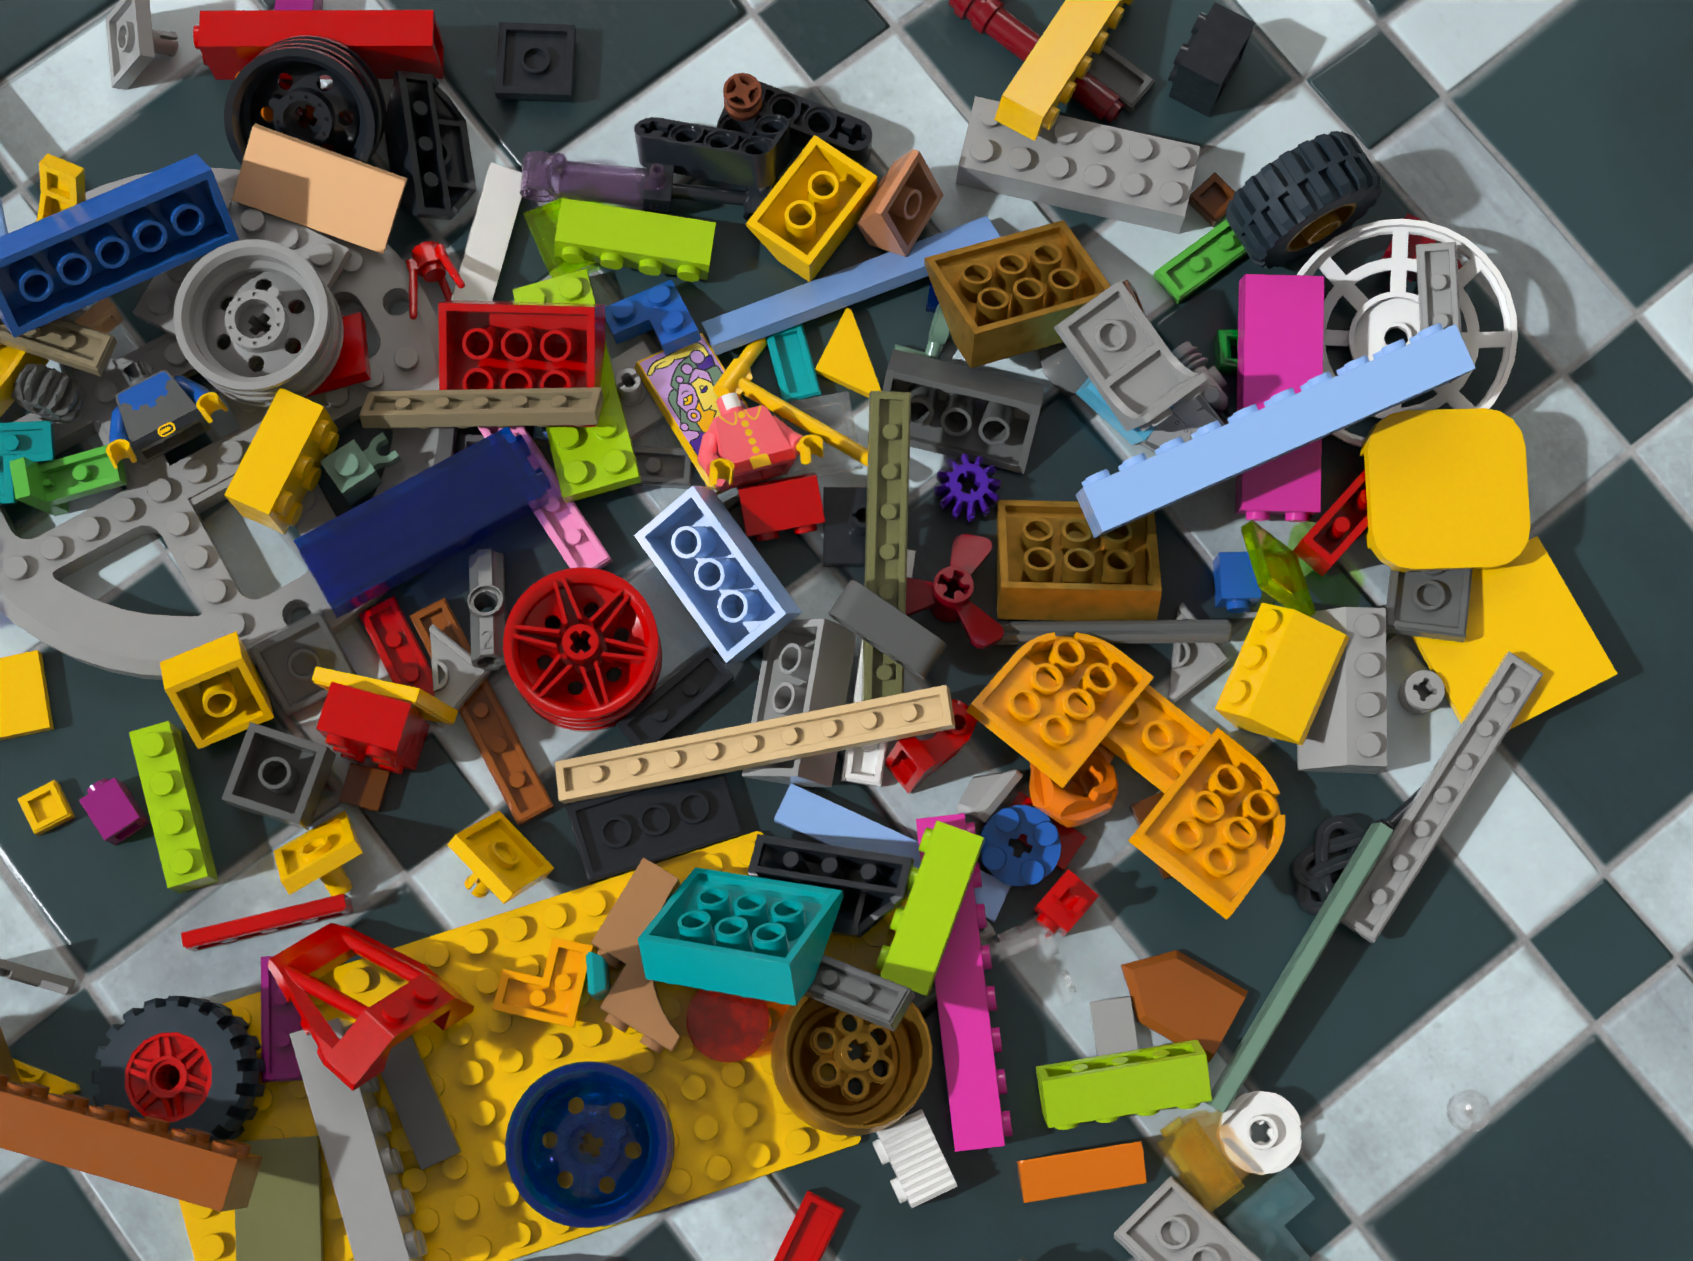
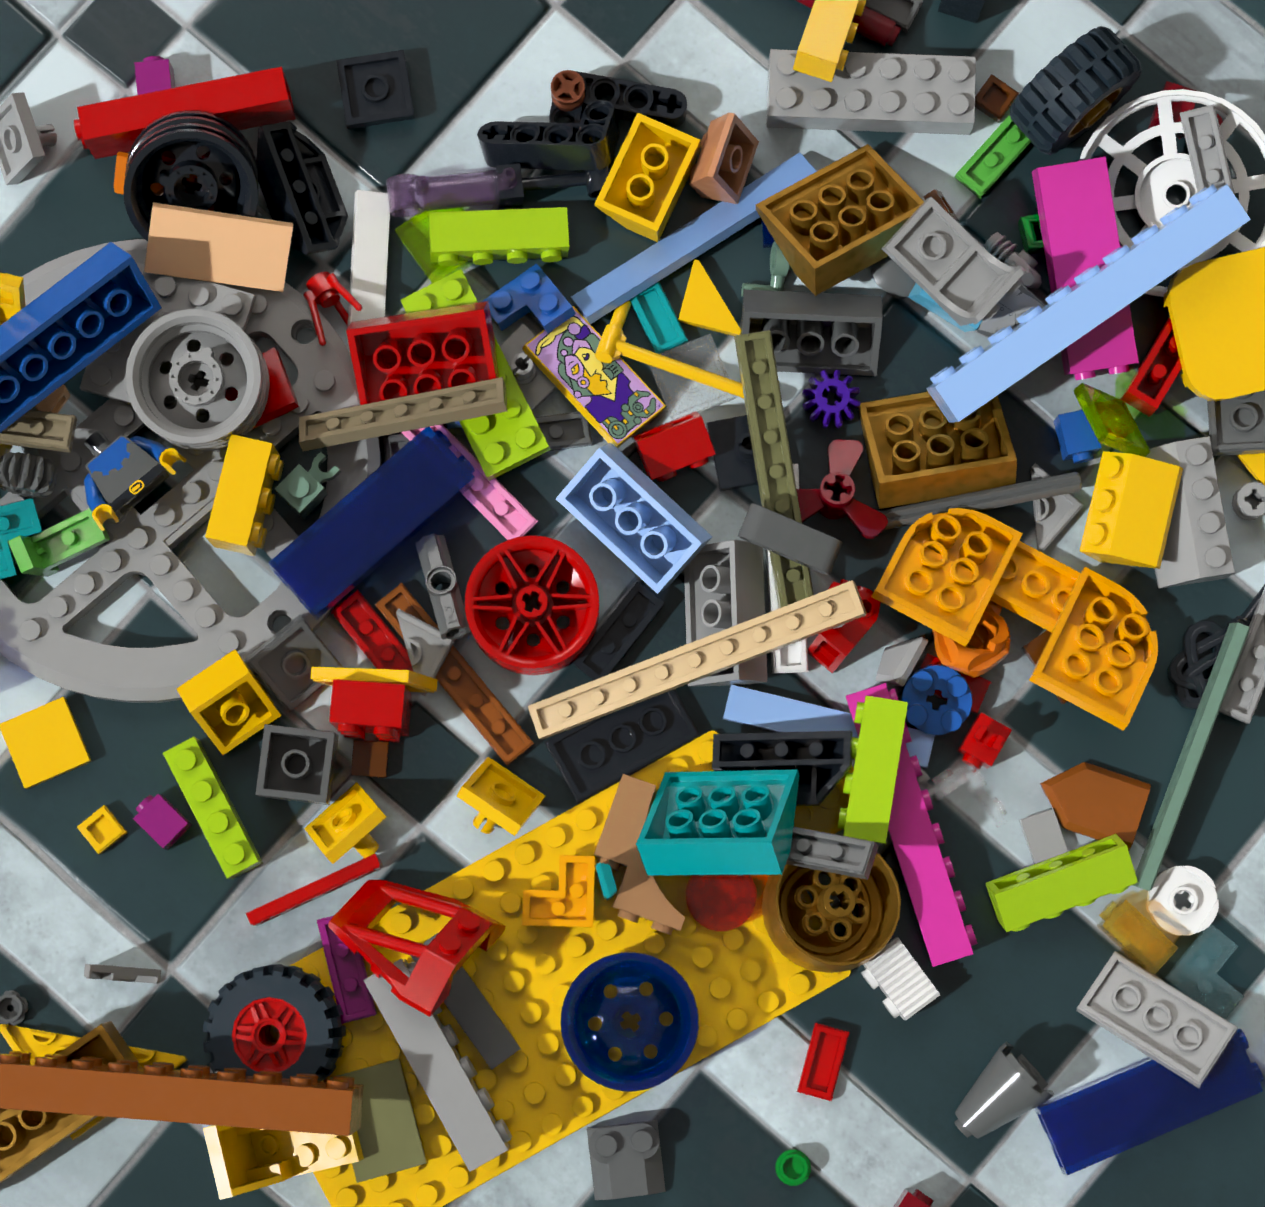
camera: 10 degrees left, 5 degrees up
(125, 1219) = (262, 1157): none -> yellow bracket
(751, 445) = (639, 400): coral torso -> none
(1082, 1171) = (1040, 962): orange slope -> none

